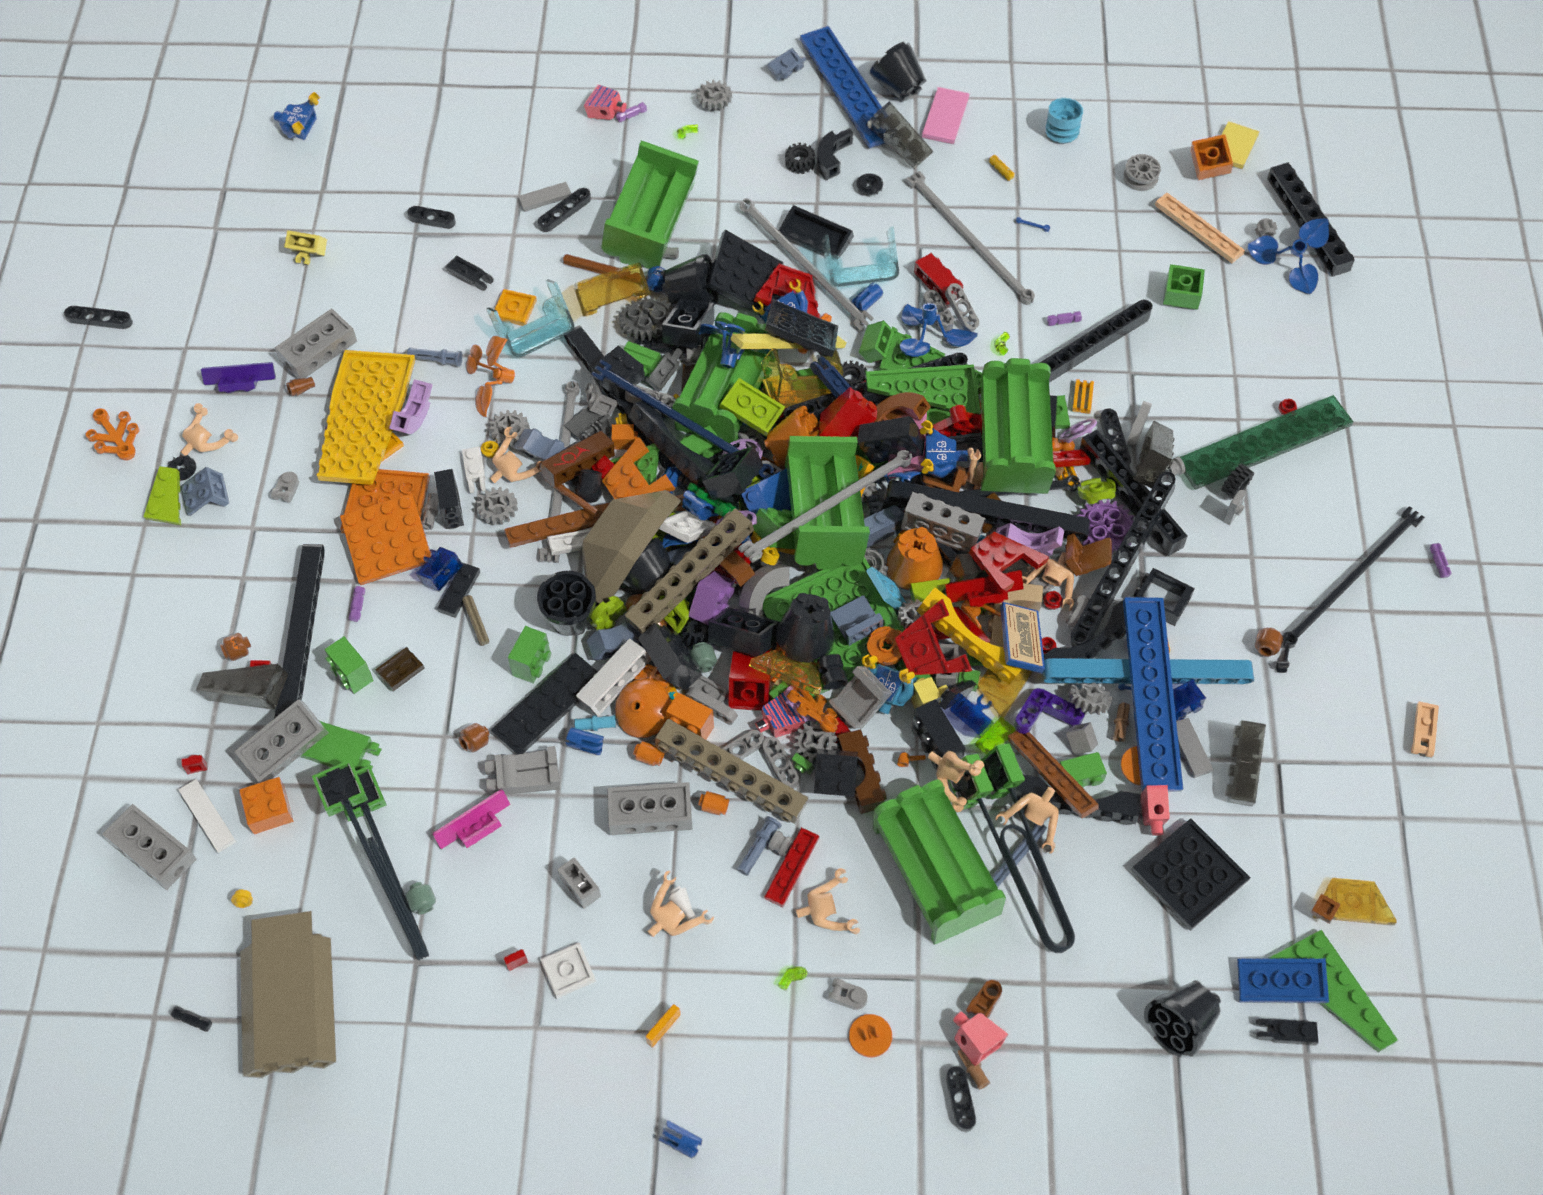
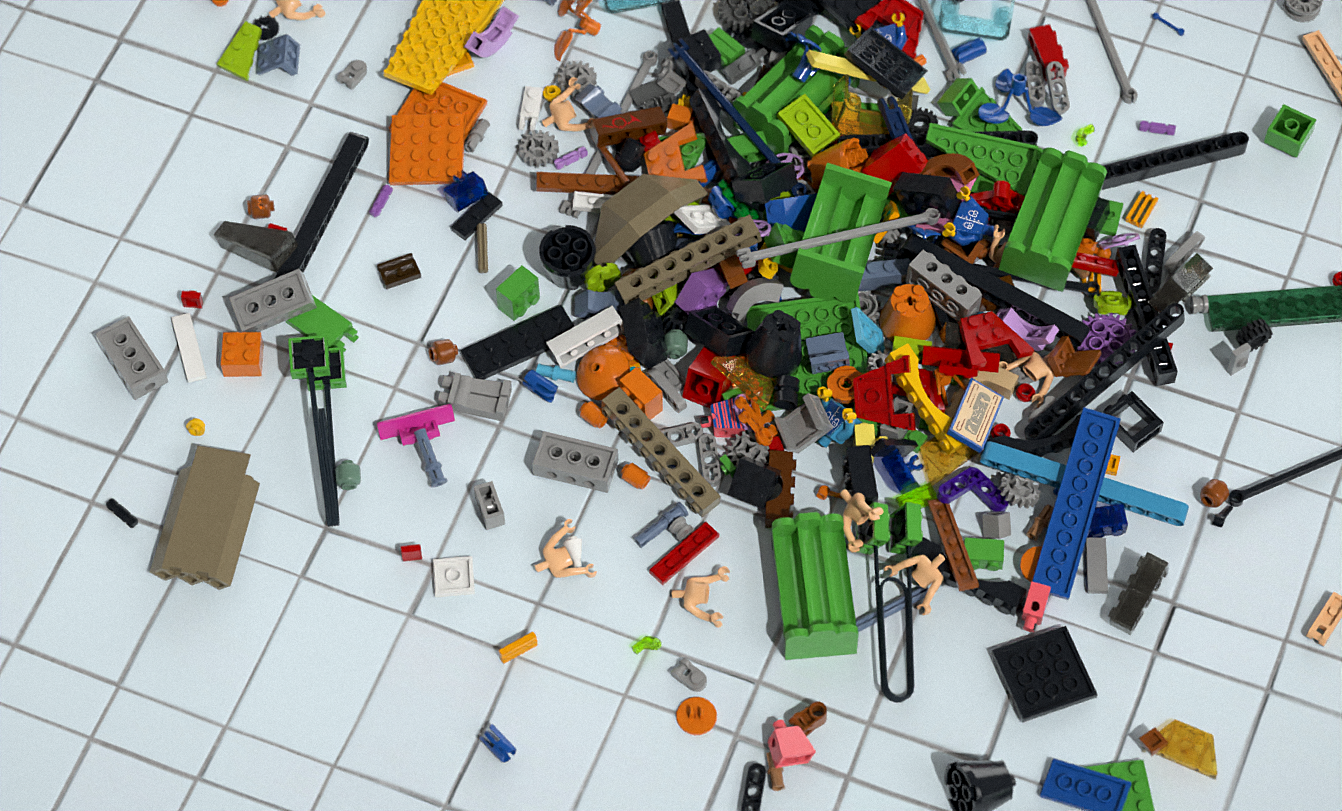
camera: 20 degrees right, 0 degrees up
(348, 665) = (353, 253): bright green brick -> none
(449, 498) = (496, 129): black window -> none
(484, 832) = (433, 467): none -> sand blue pin
(530, 505) = (570, 158): none -> medium lavender axle

